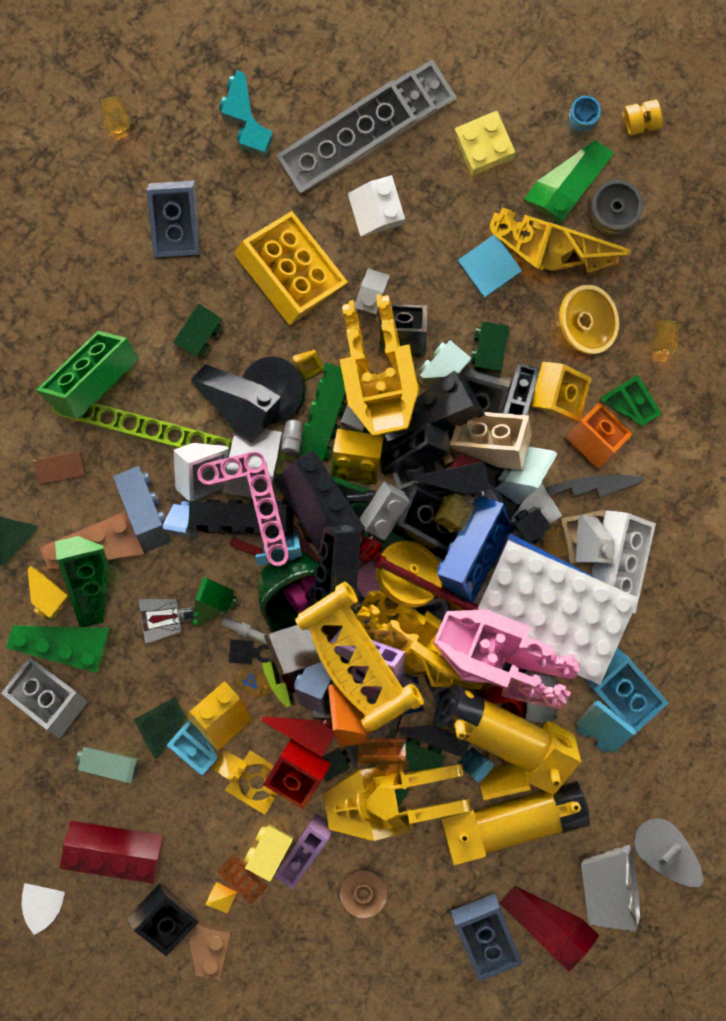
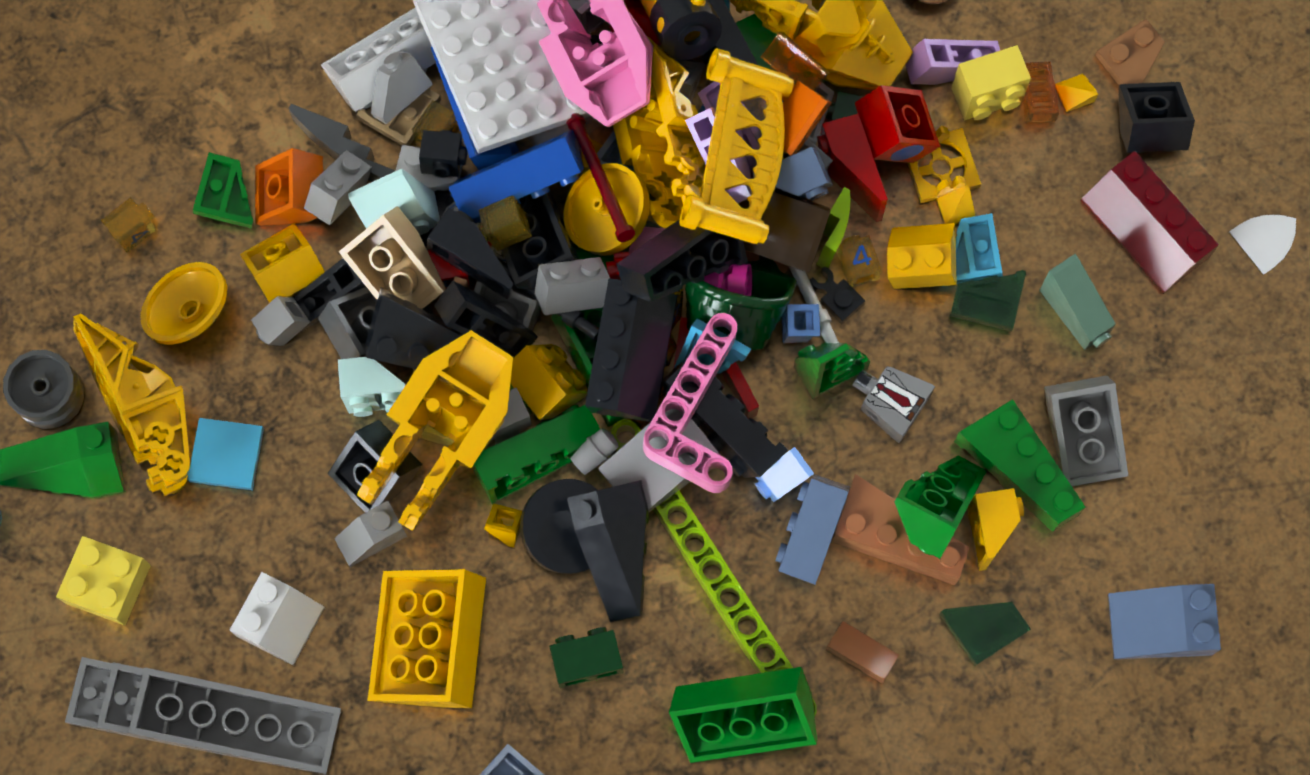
camera: 135 degrees left, 10 degrees down
(186, 466) = (721, 515): white slope -> none
(248, 613) = (800, 323): none -> medium blue brick
(490, 347) = (306, 369): dark green brick -> none
(529, 358) = (279, 321): none -> light grey brick
(569, 455) = (330, 190): none -> light grey brick

